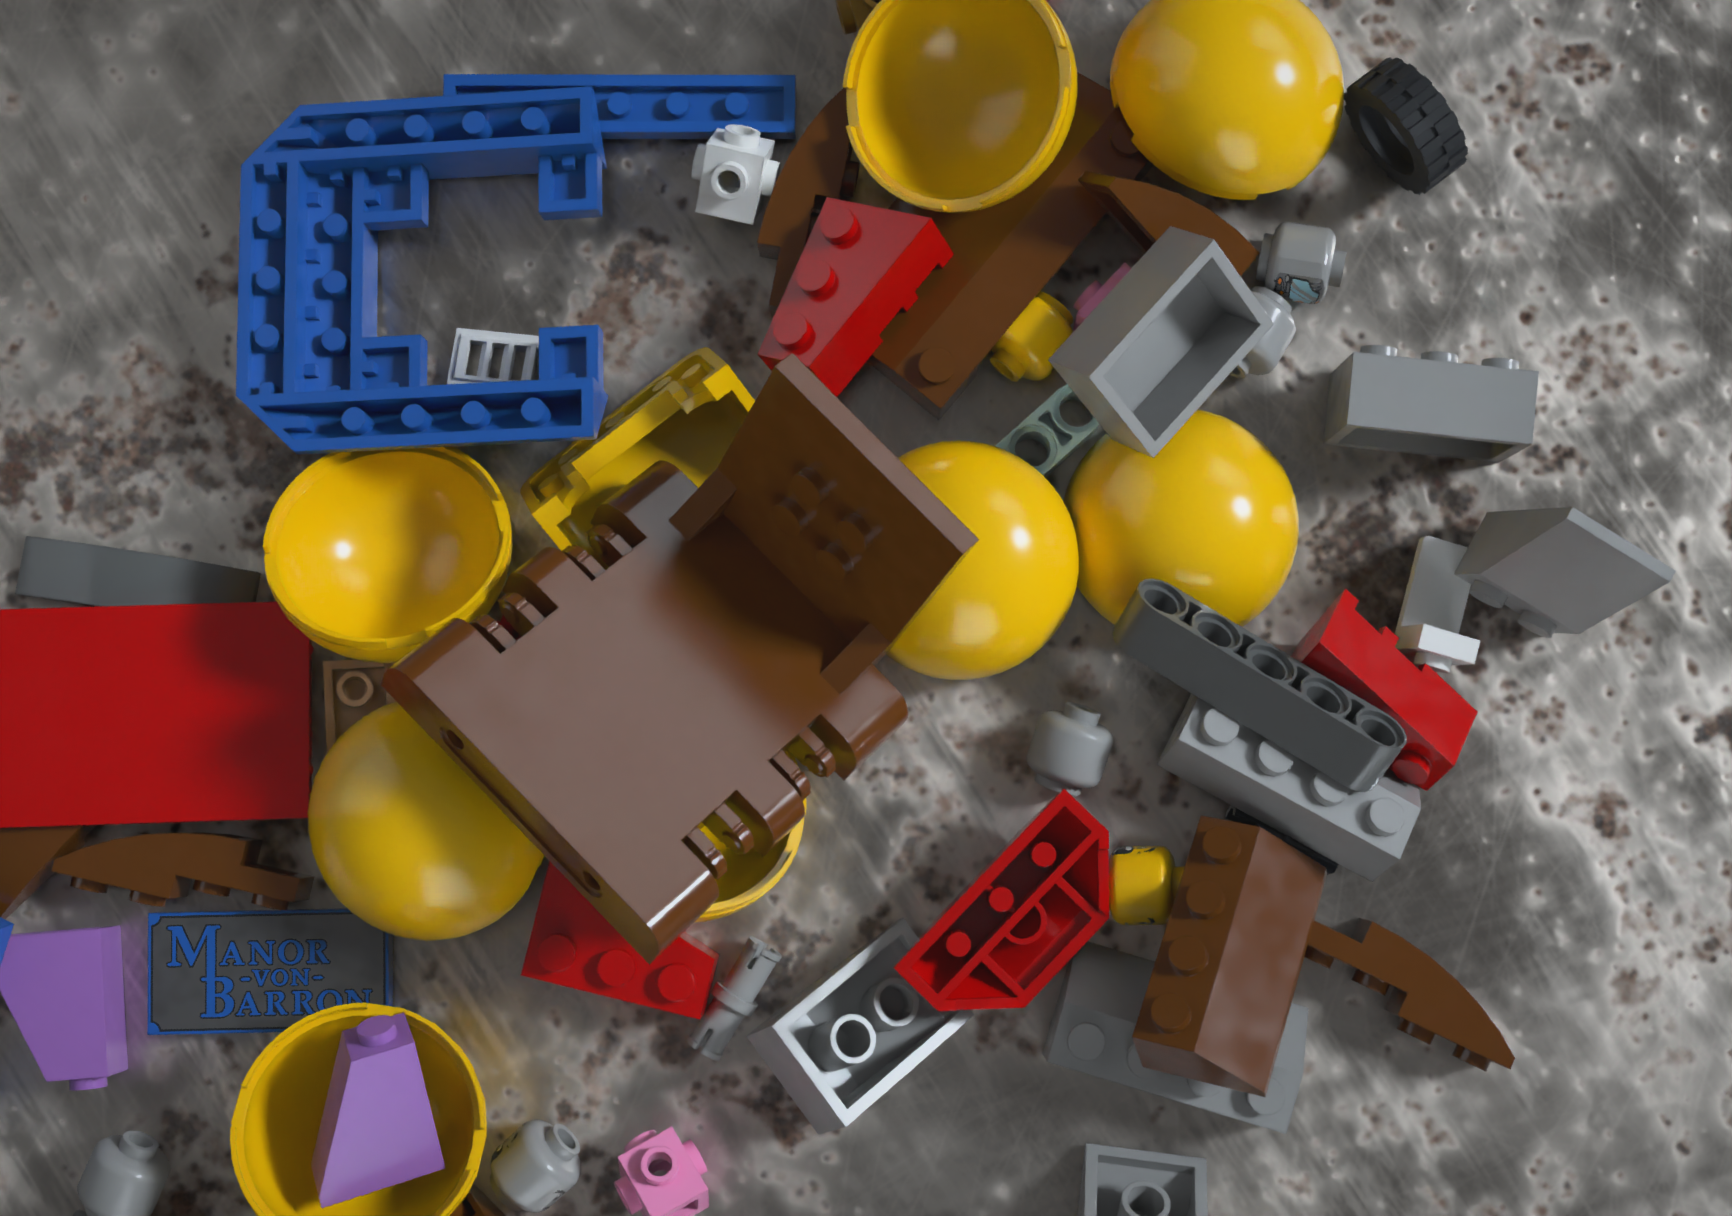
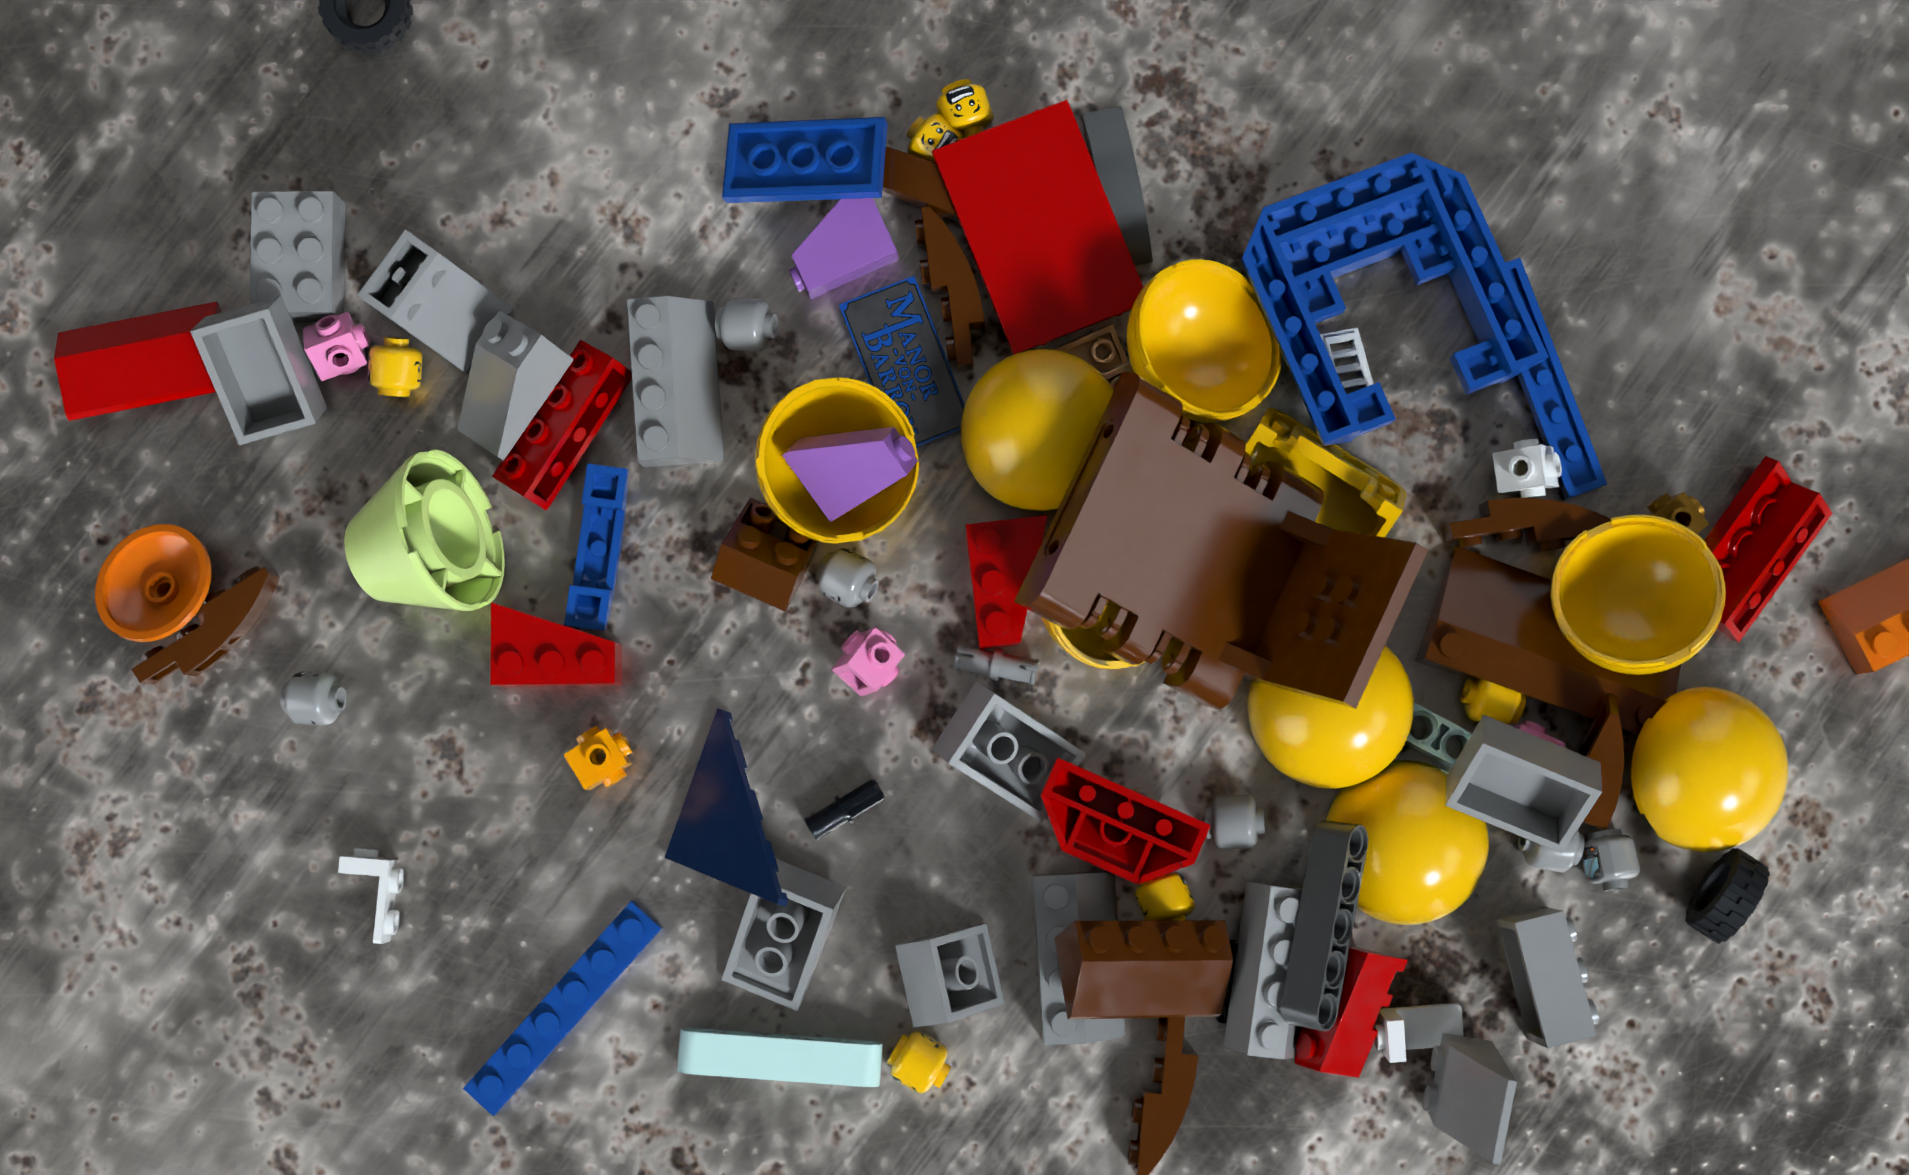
camera: 65 degrees right, 0 degrees up
(849, 286) = (1484, 571): red wedge -> none

